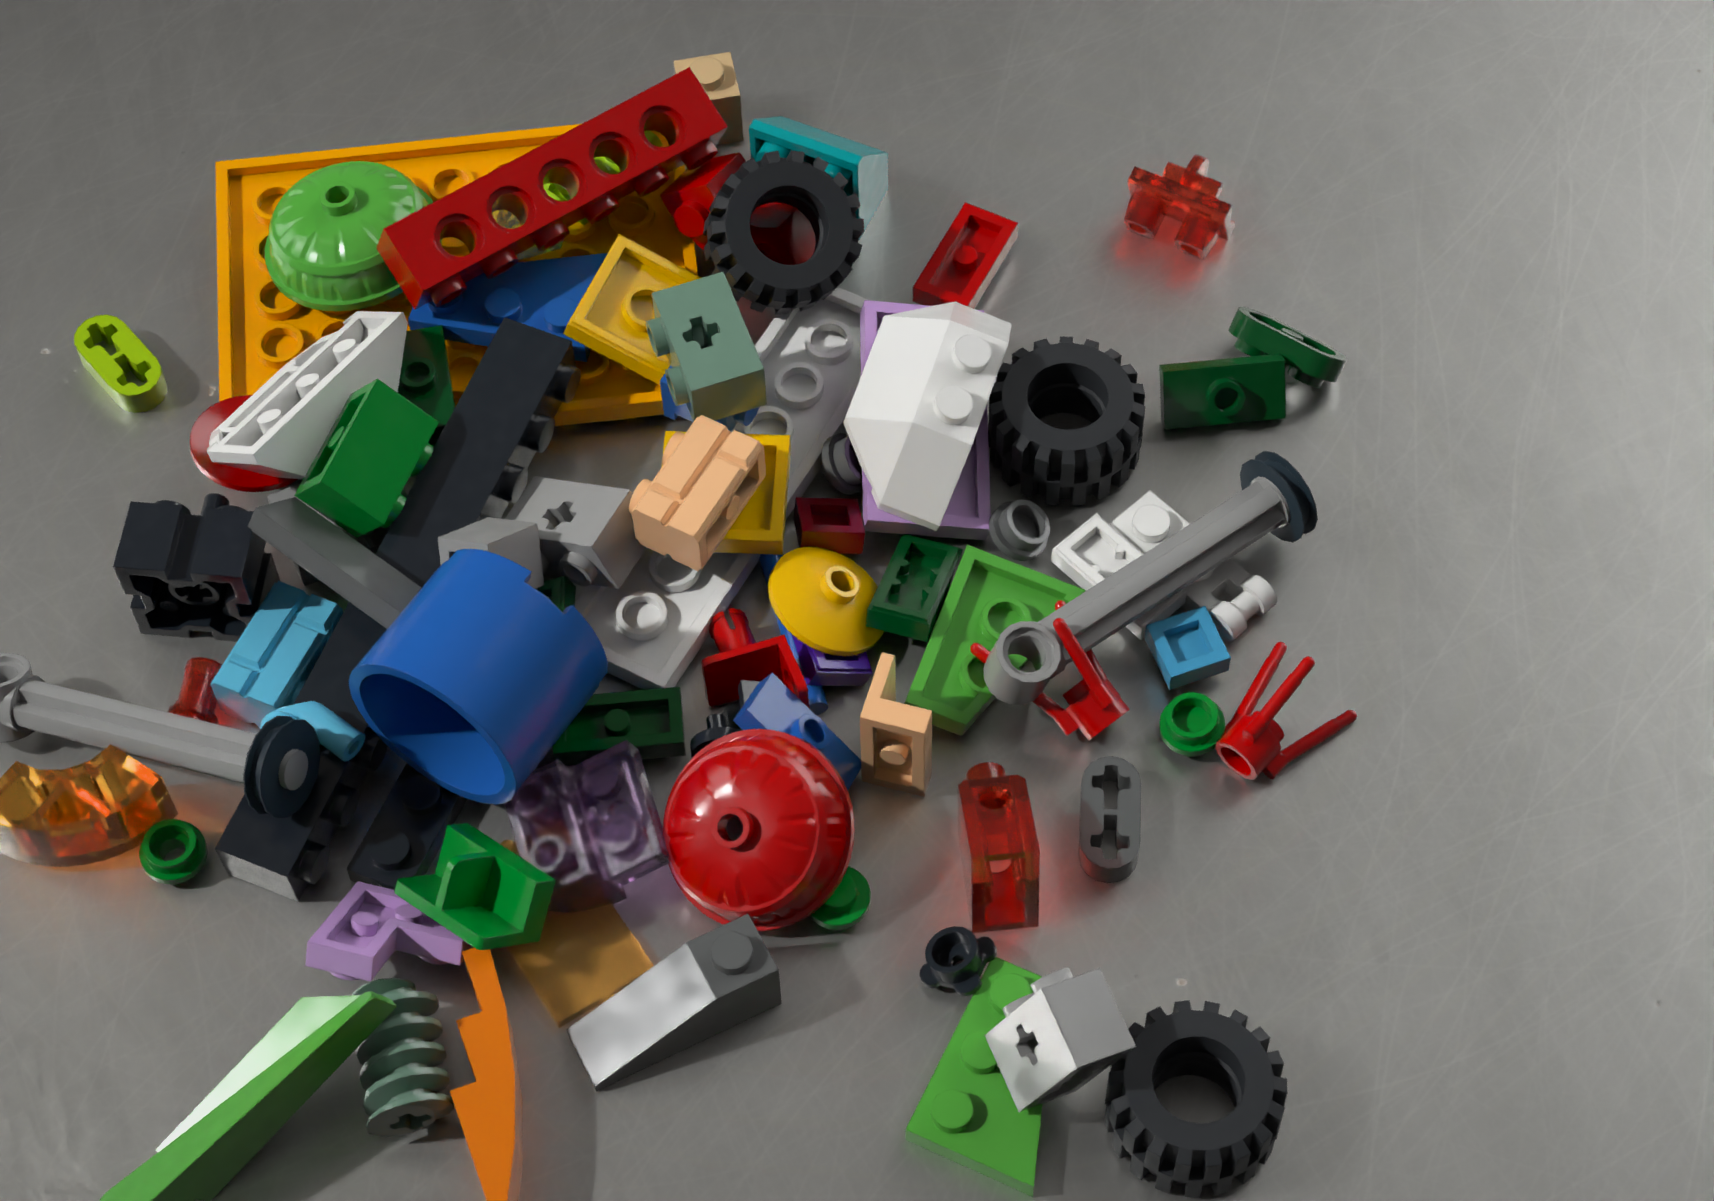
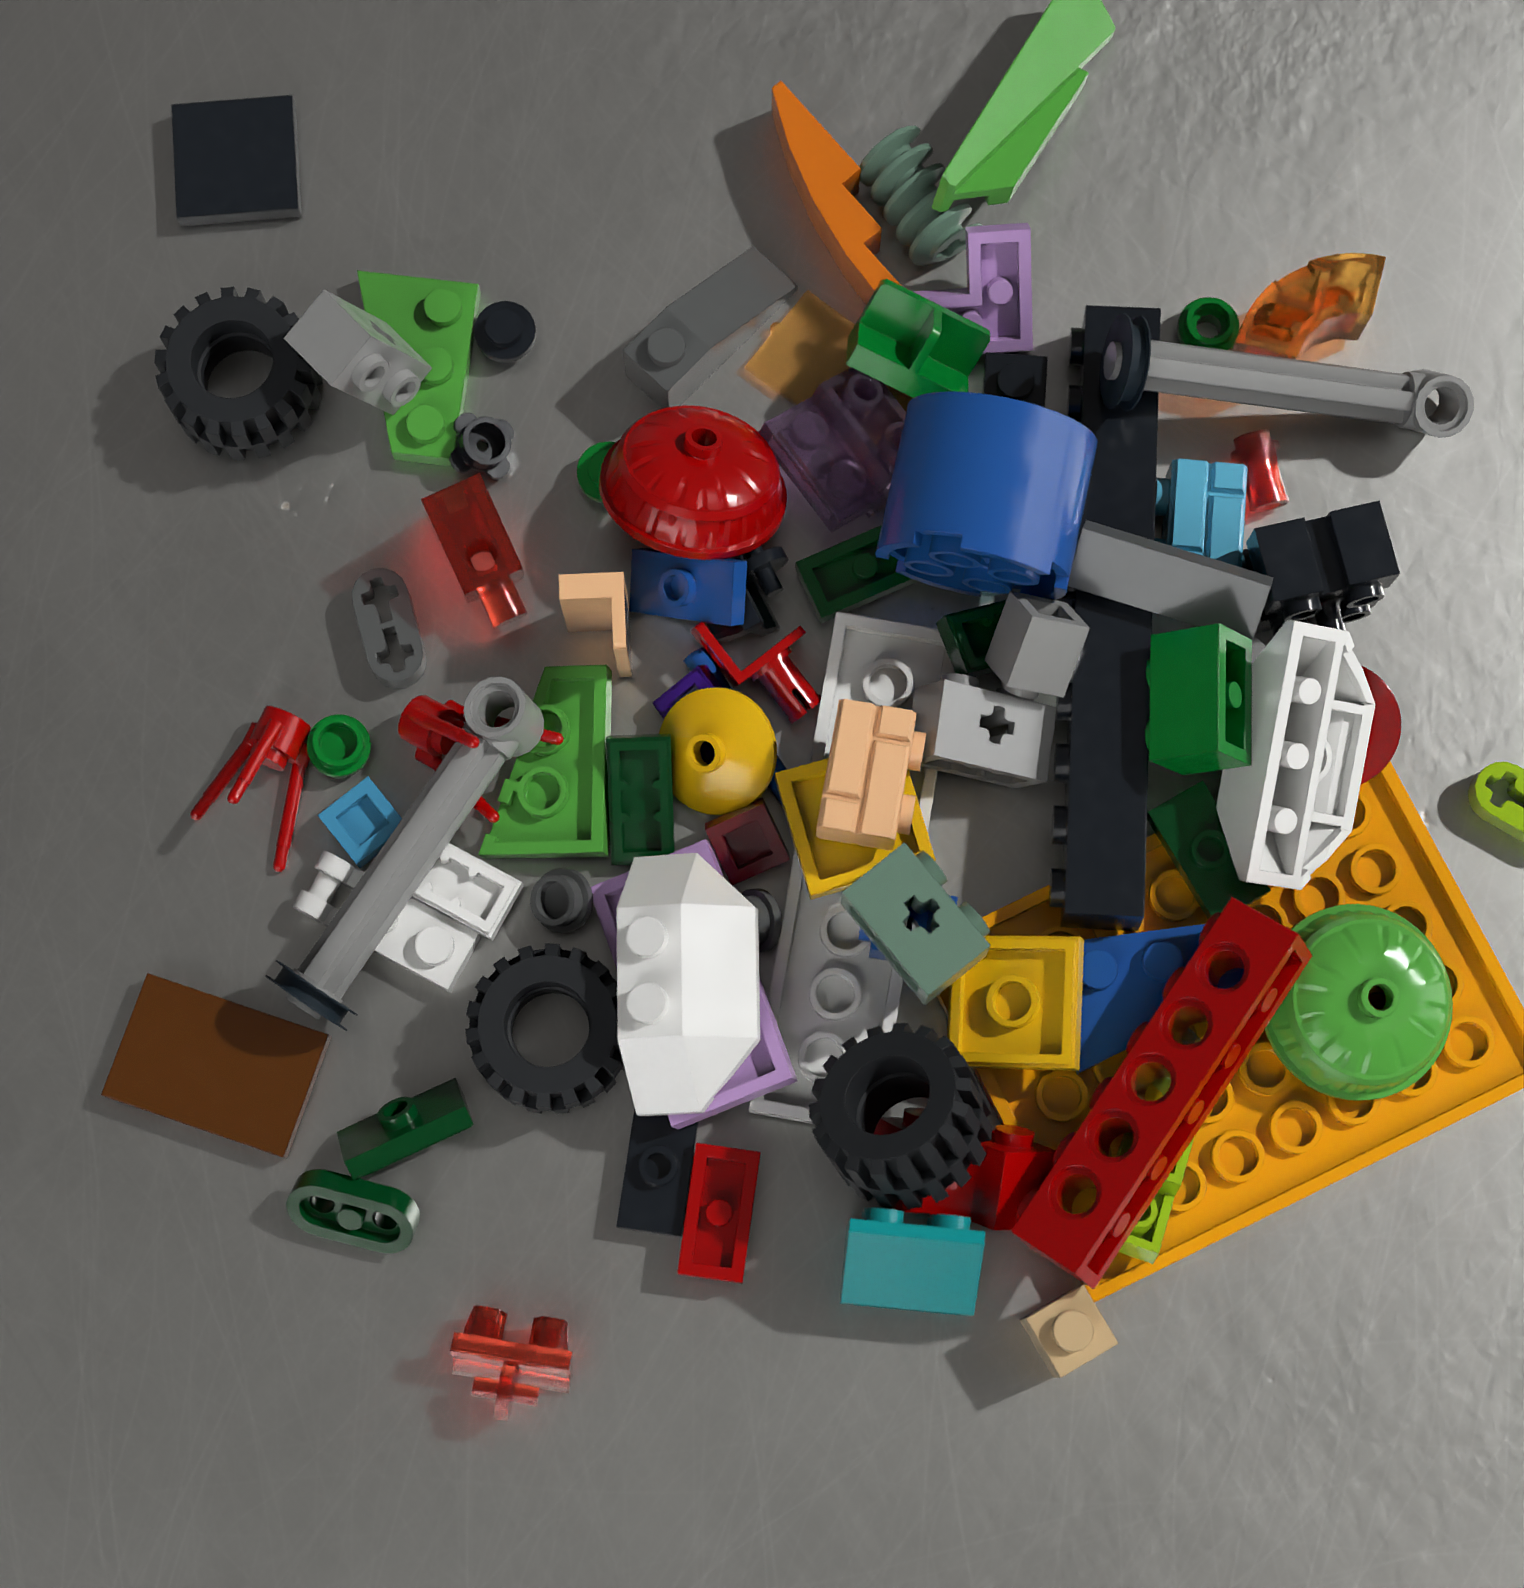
camera: 160 degrees right, 20 degrees up
(330, 728) = (1132, 427): medium azure arm -> none
(893, 1073) = (505, 331): none -> black plate
(1018, 296) = (657, 1176): none -> black plate
(1390, 498) = (216, 1065): none -> reddish brown tile

